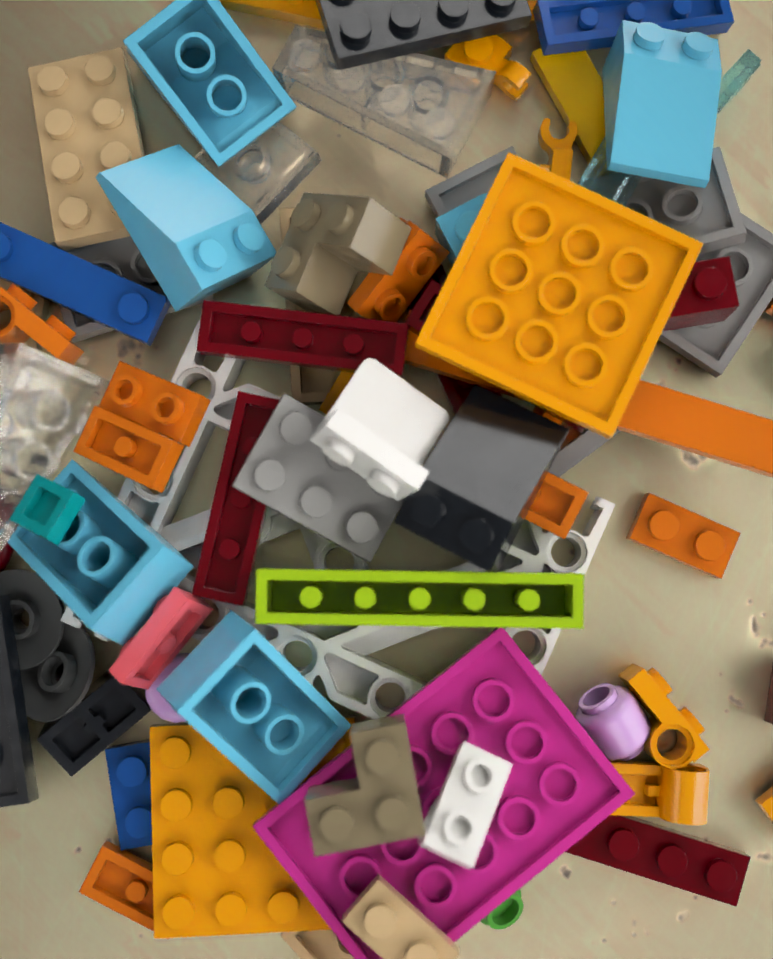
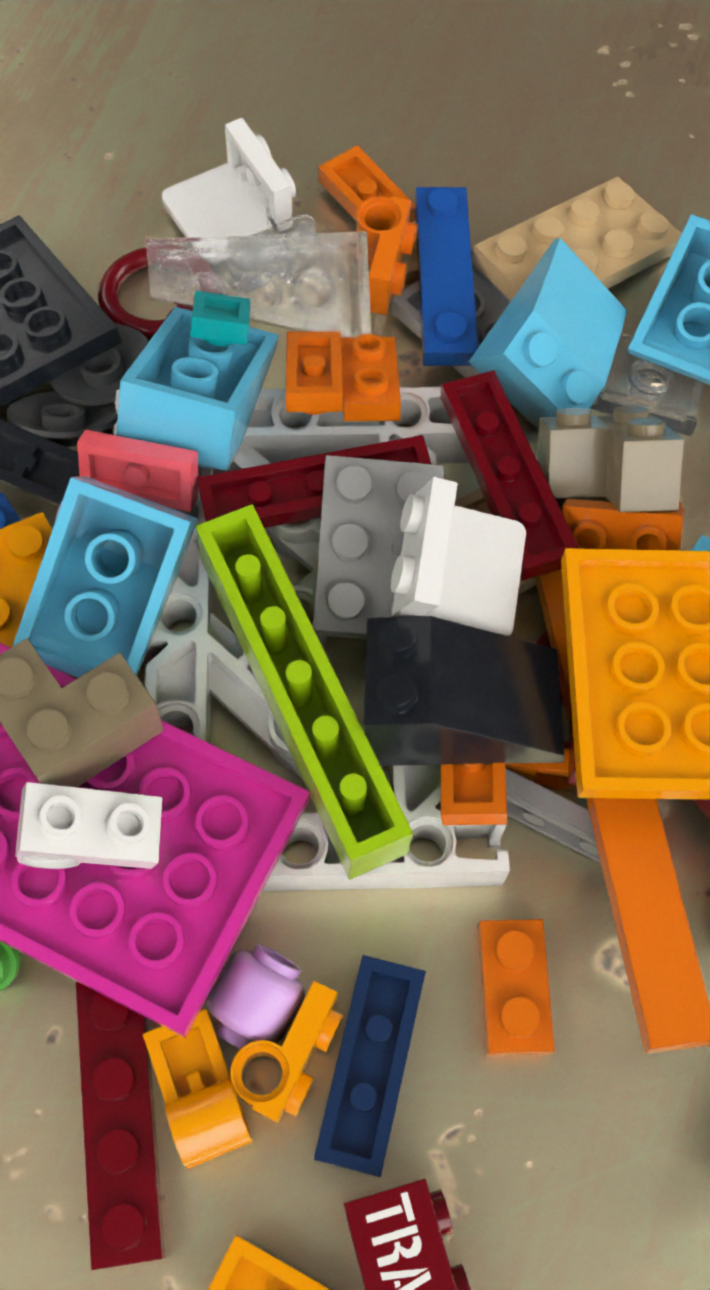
camera: 60 degrees right, 20 degrees down
(692, 663) = (370, 1066): none -> dark blue plate

